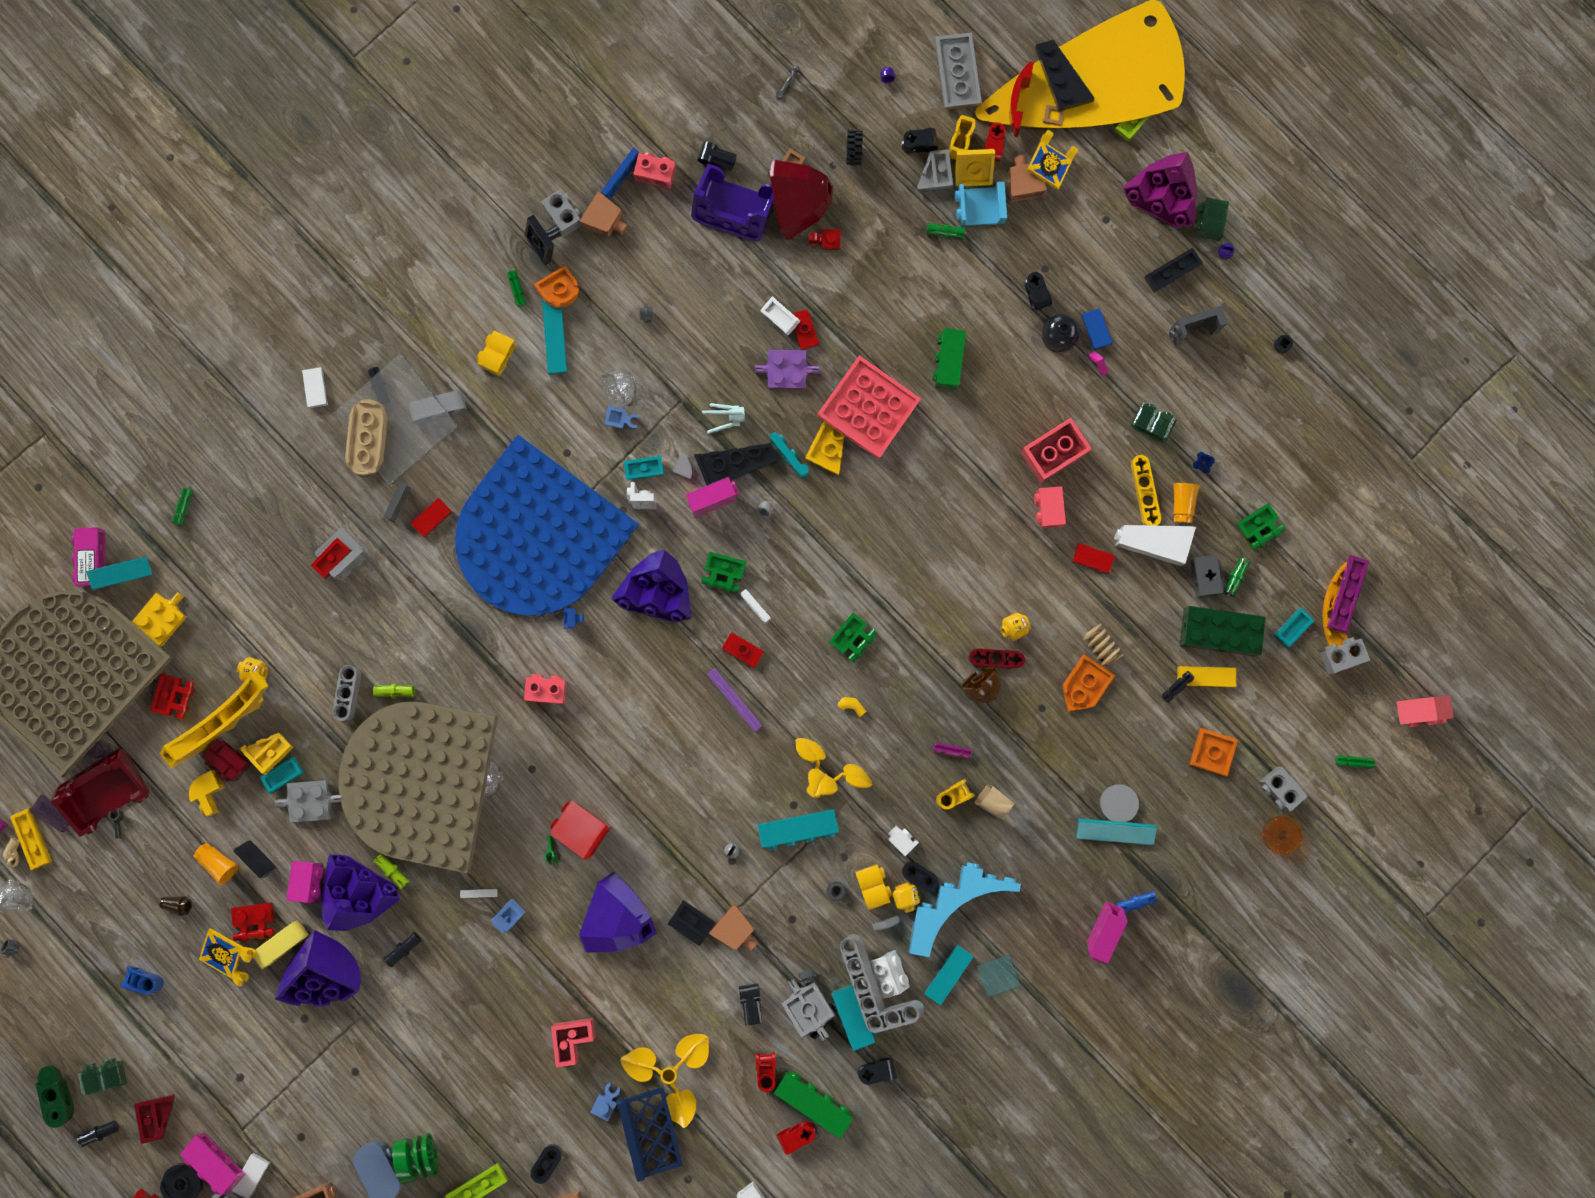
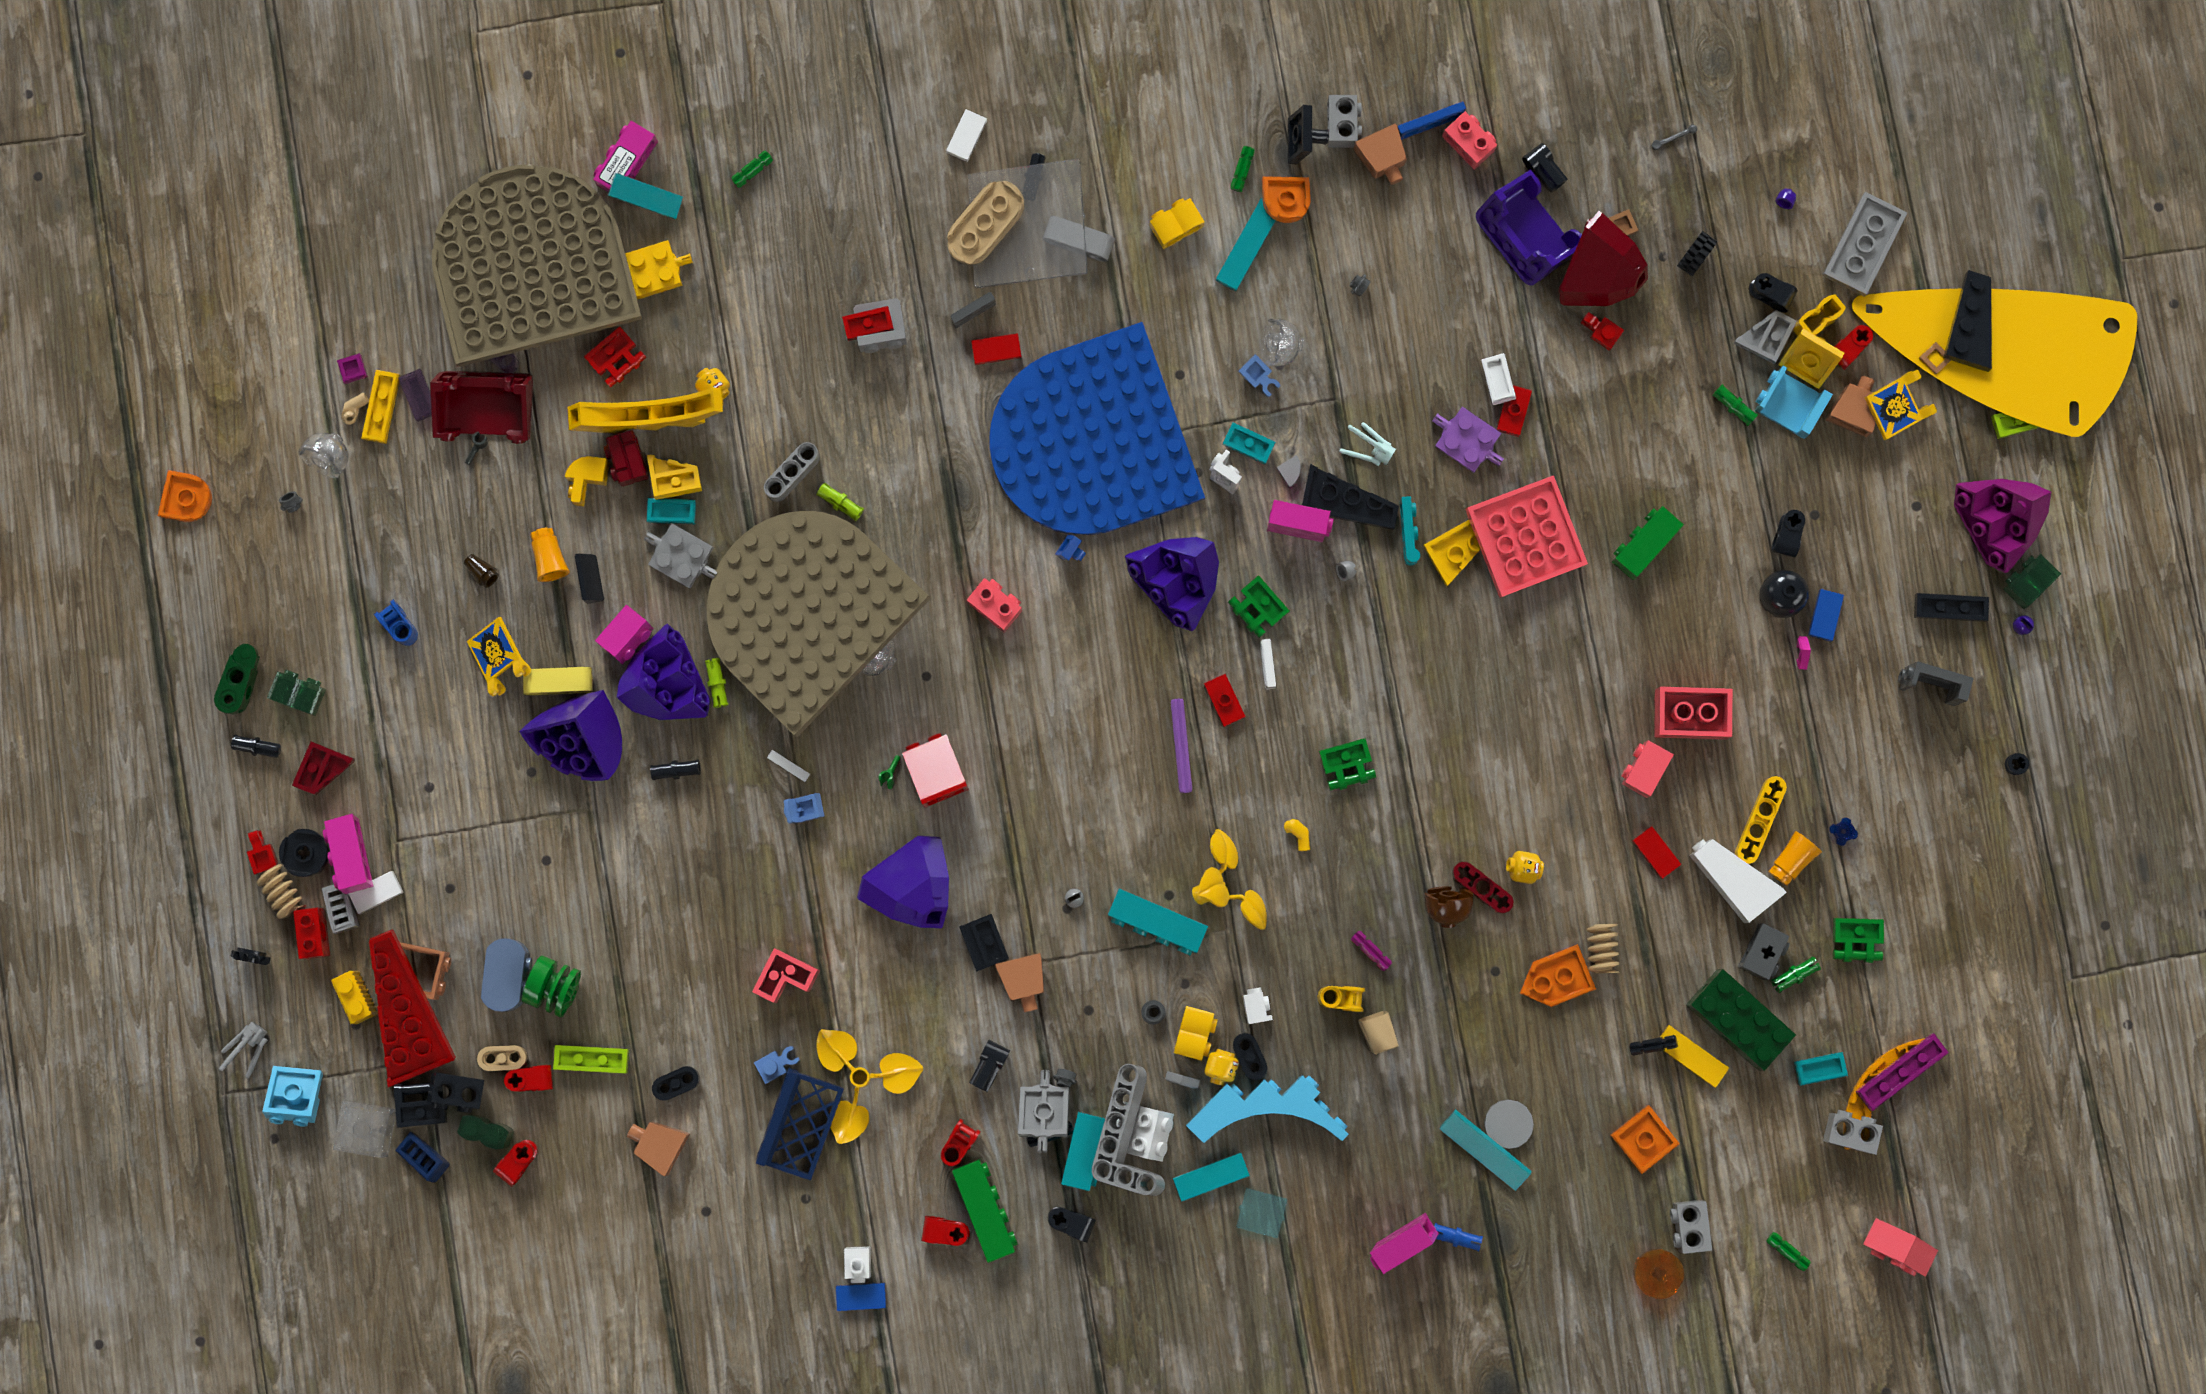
camera: 40 degrees right, 0 degrees up
(252, 915) = (549, 633): red plate -> none
(1022, 81) = (1928, 299): red slope -> none
(1153, 422) = (1818, 753): clear green brick -> none

